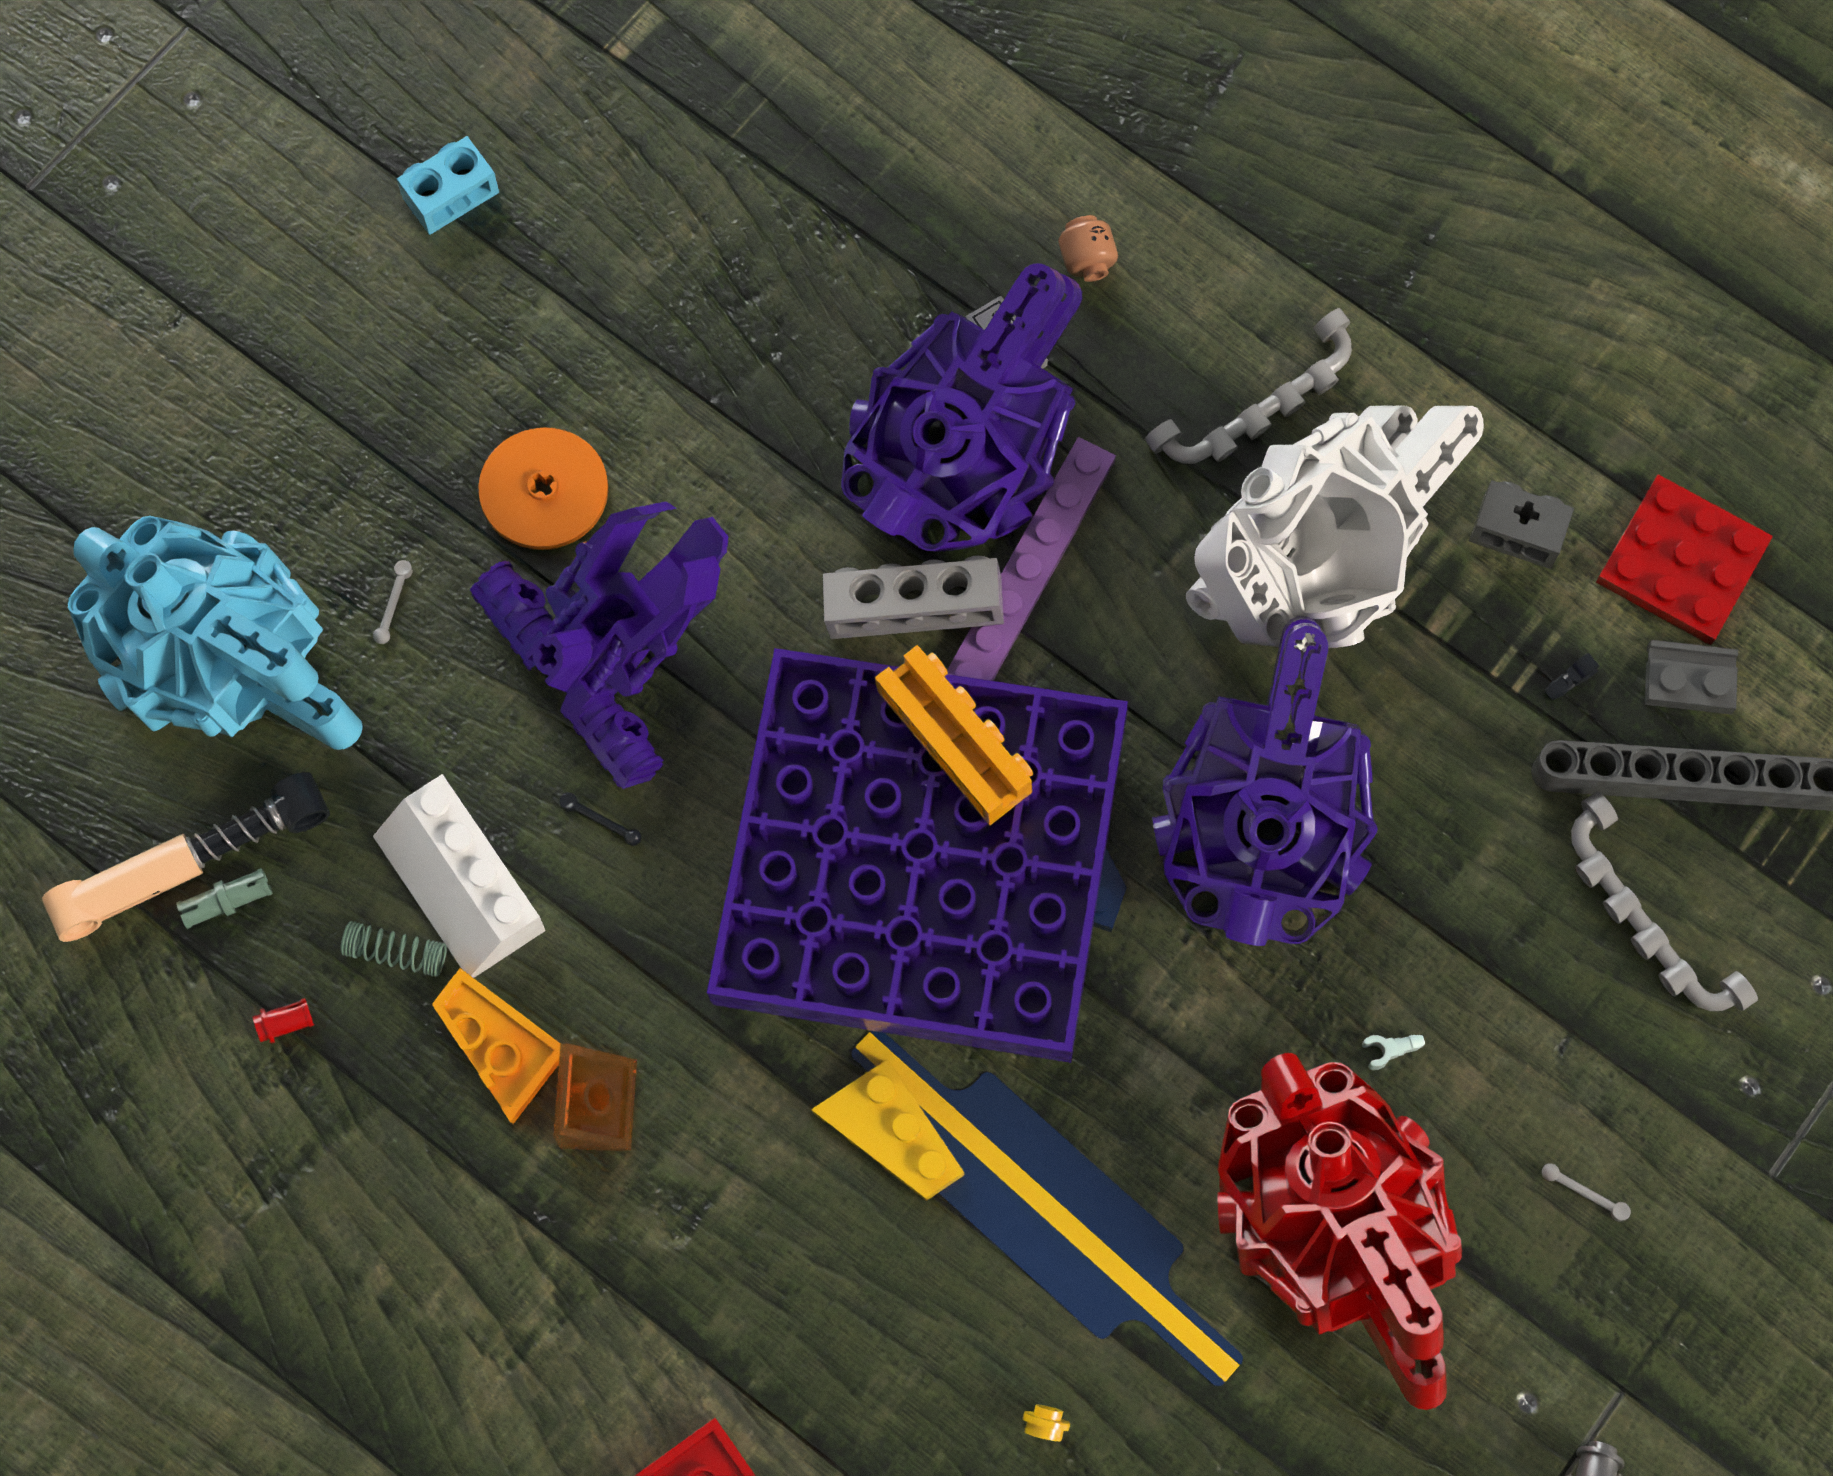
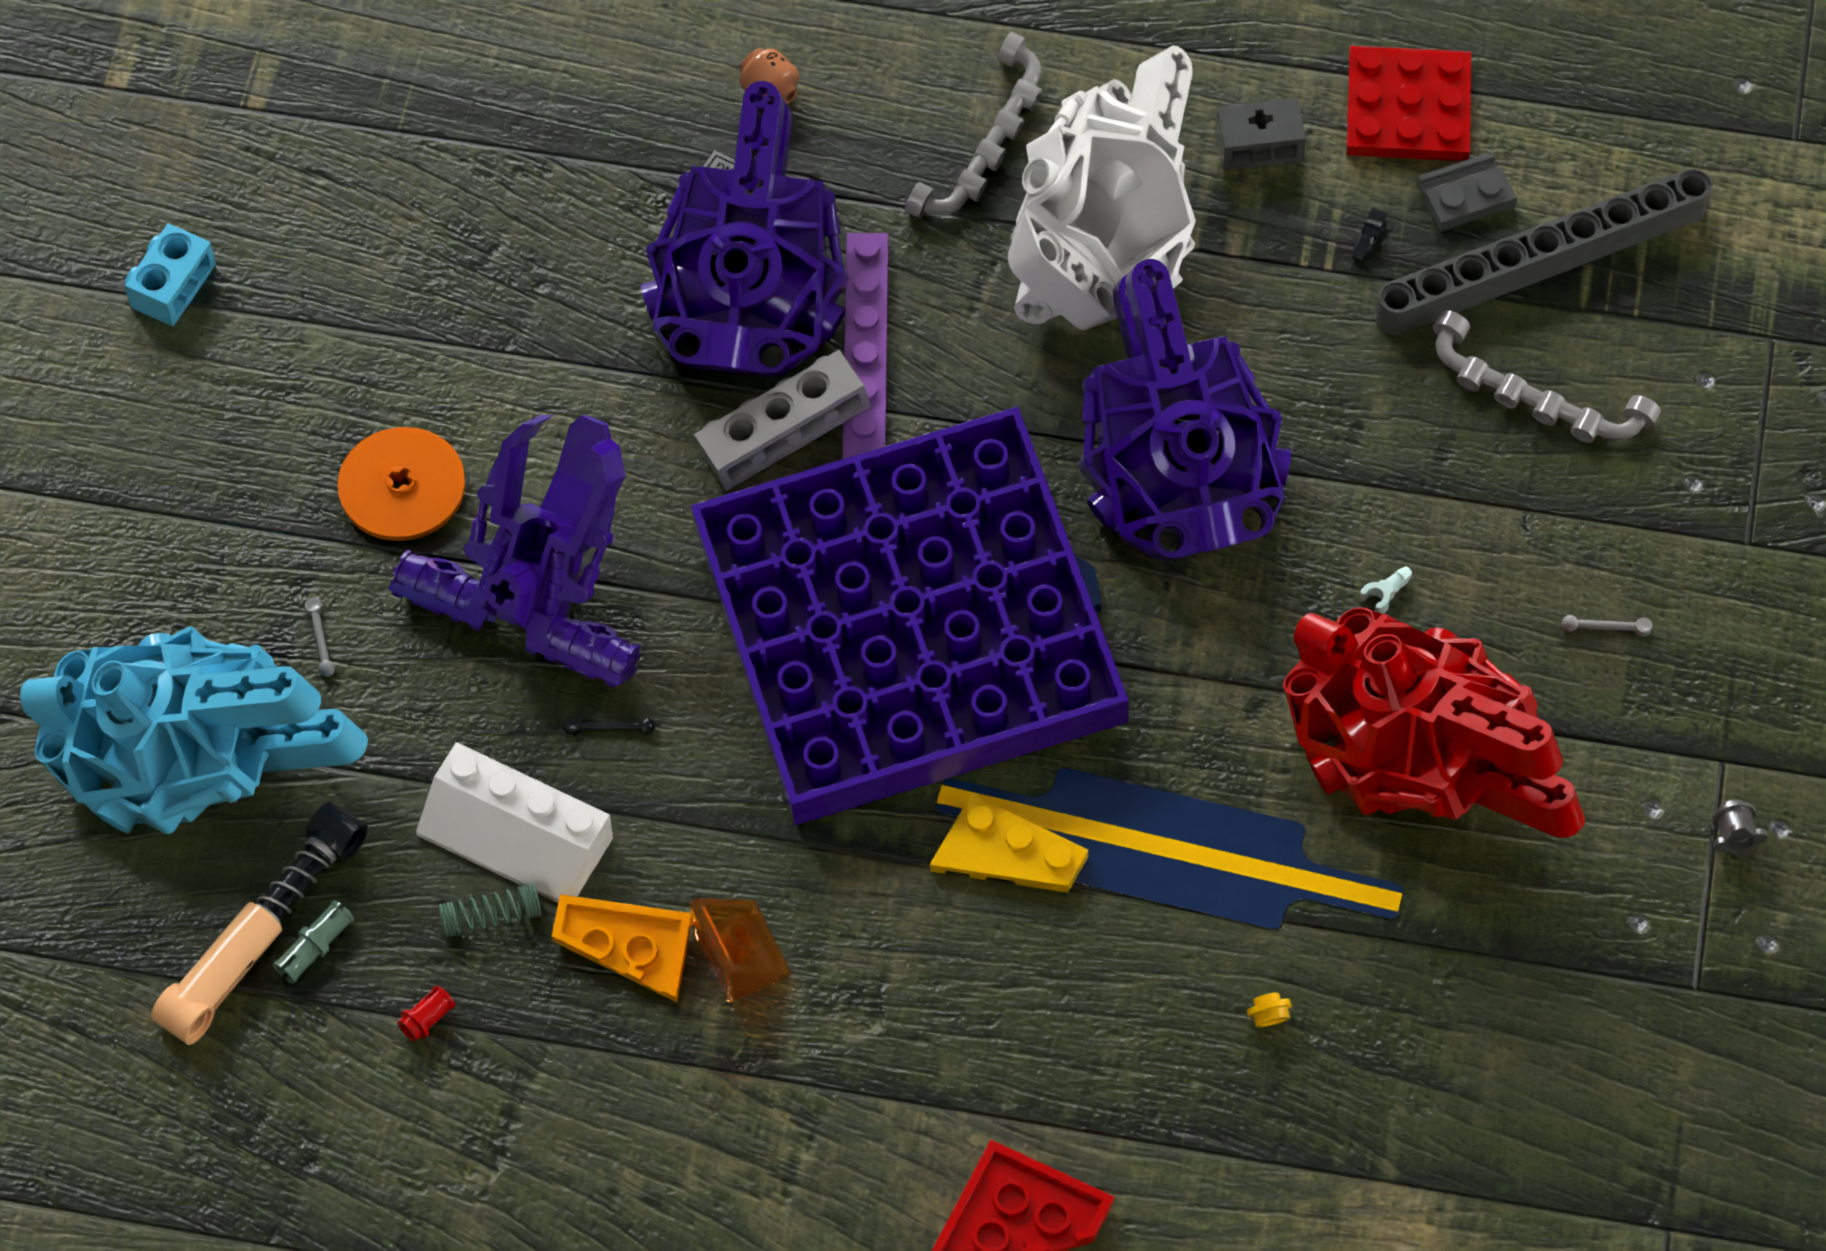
camera: 25 degrees left, 10 degrees down
(955, 735) = (889, 495): light orange brick -> none

